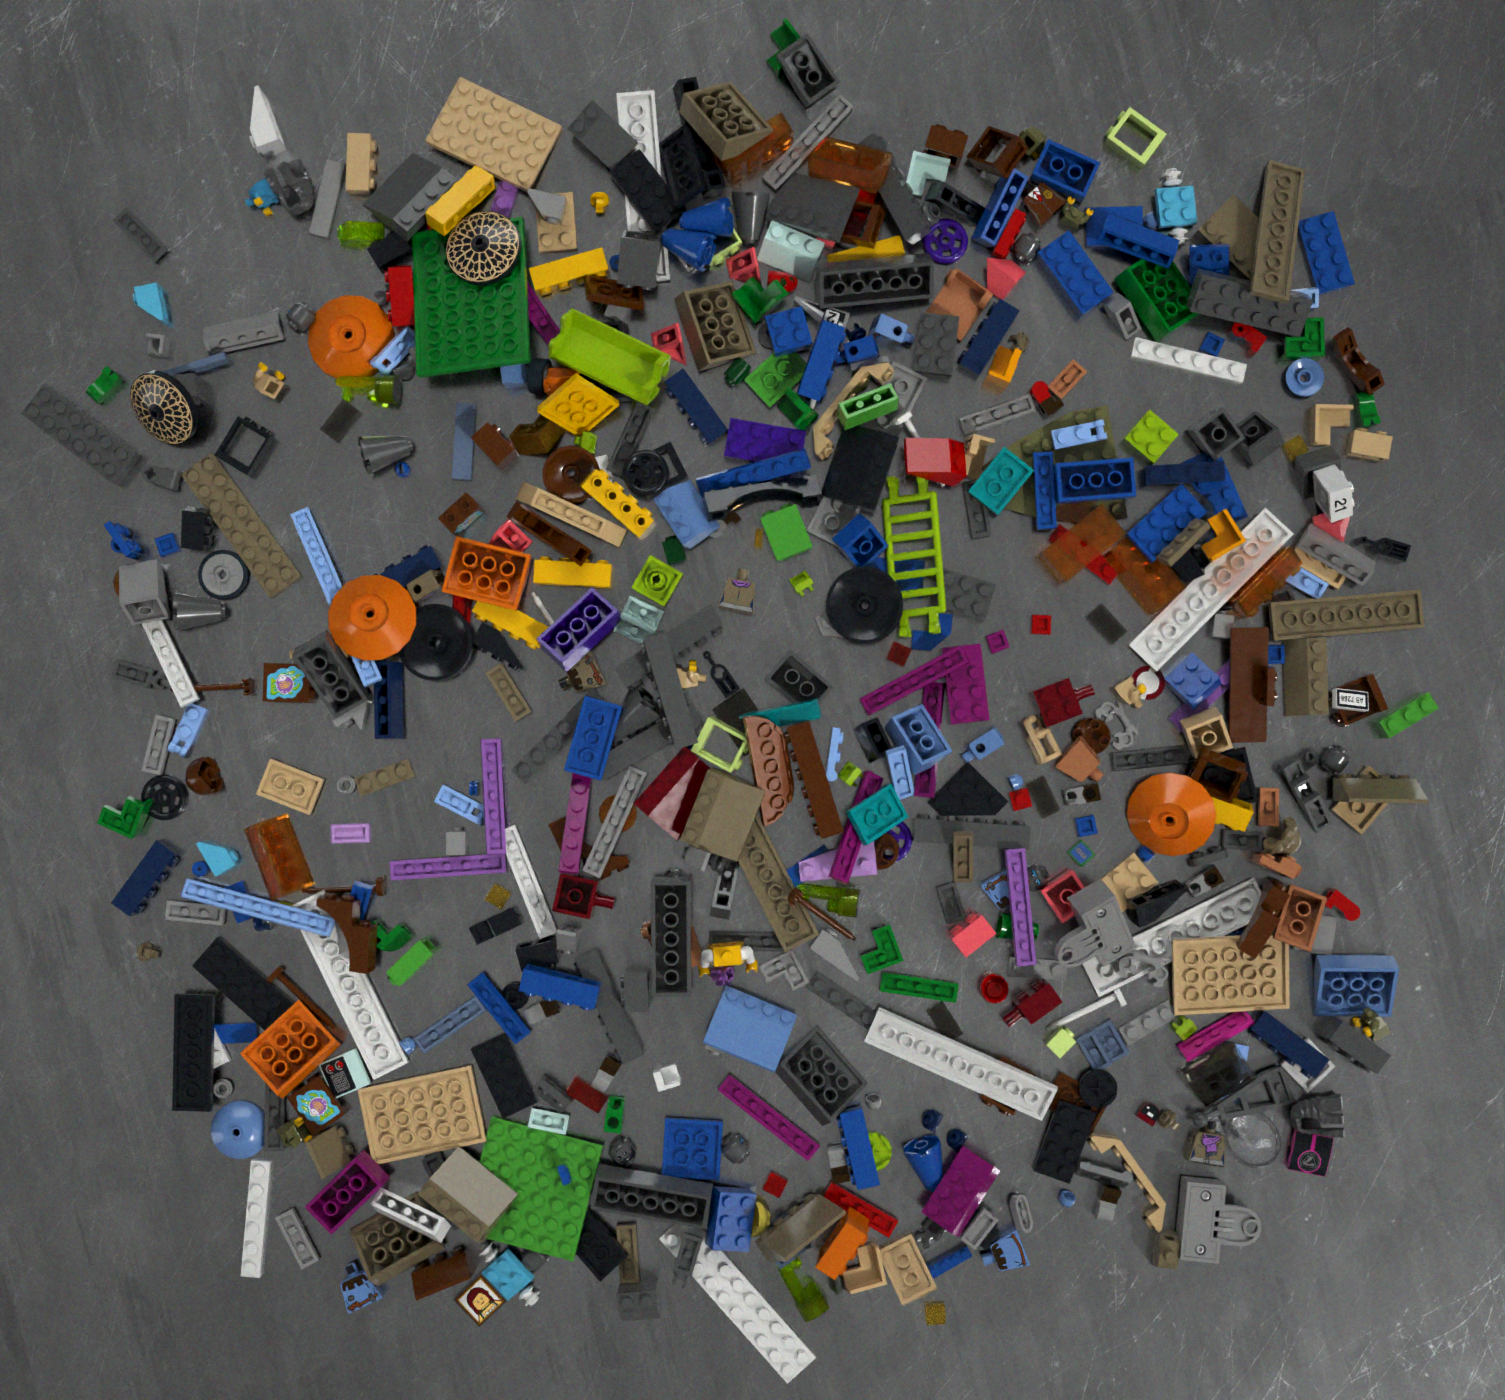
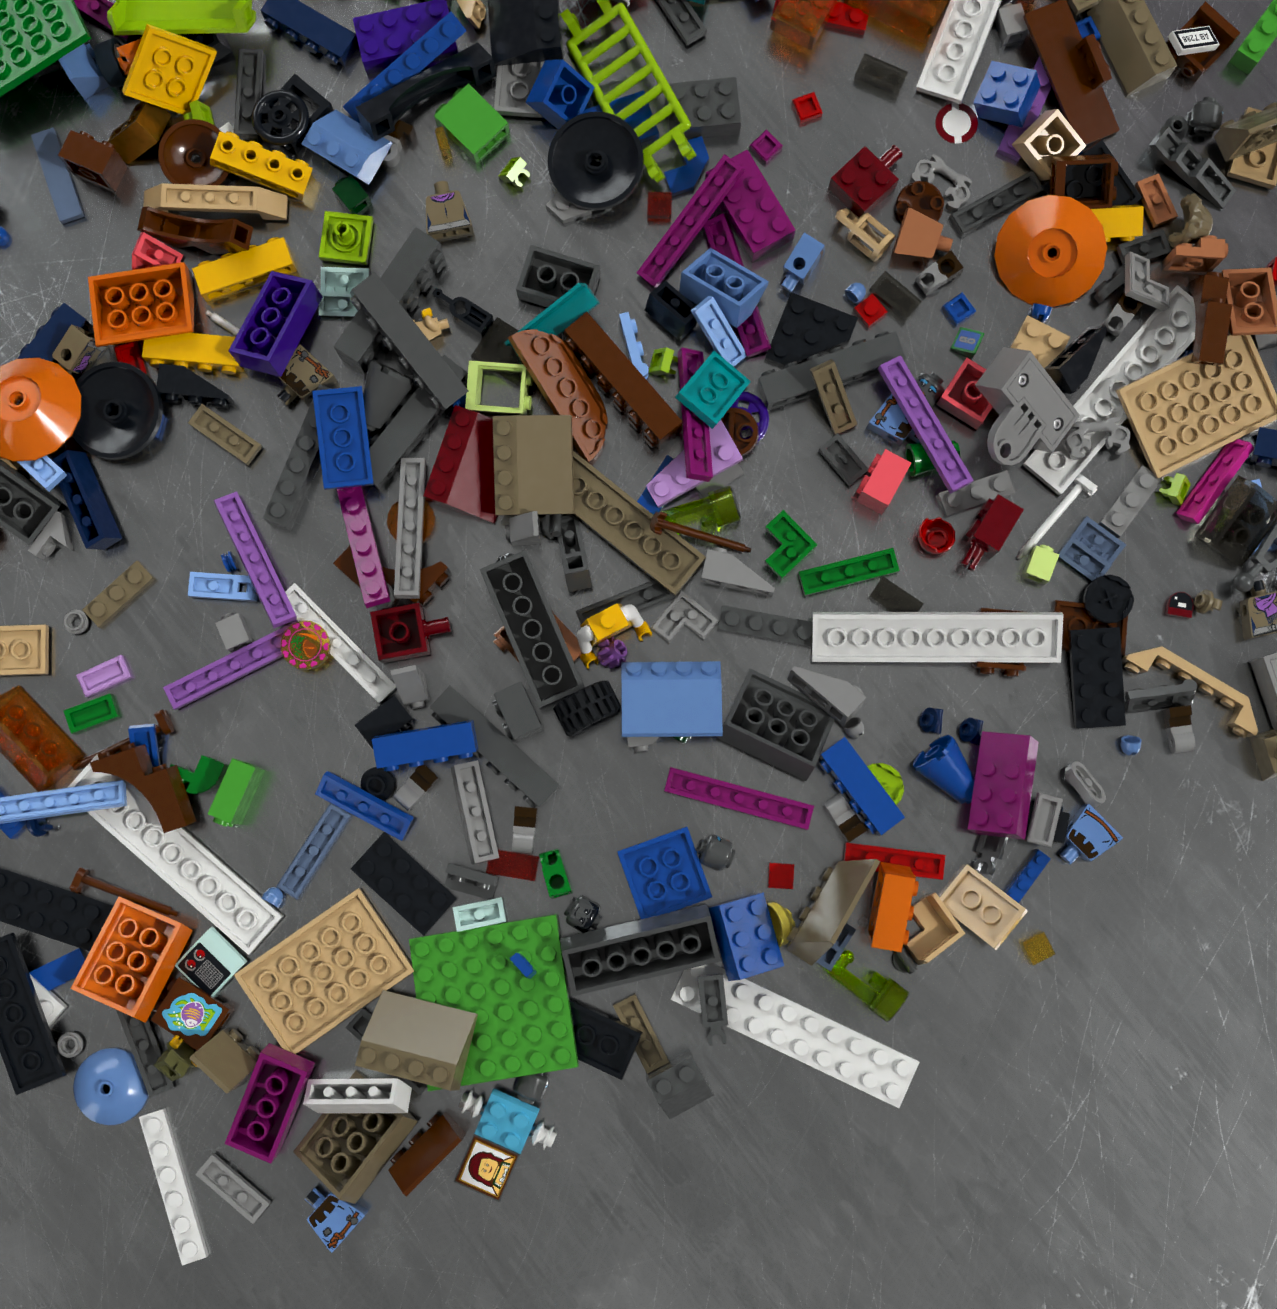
camera: 25 degrees left, 5 degrees down
(330, 857) = (91, 713): none -> green tile
(461, 514) = (85, 249): reddish brown panel -> none
(496, 925) = (321, 709): black piece -> none
(498, 896) = (310, 678): clear yellow tile -> none
(504, 875) = (305, 645): none -> clear yellow tile
(575, 1047) = (474, 812): none -> light grey panel
(667, 1077) = (598, 803): white panel -> none
(687, 1009) = (587, 708): none -> black tyre
(868, 1073) = (831, 694): none -> light grey slope
(1130, 692) = (942, 137): tan piece -> none
(1224, 869) = (1139, 284): none -> light grey tile

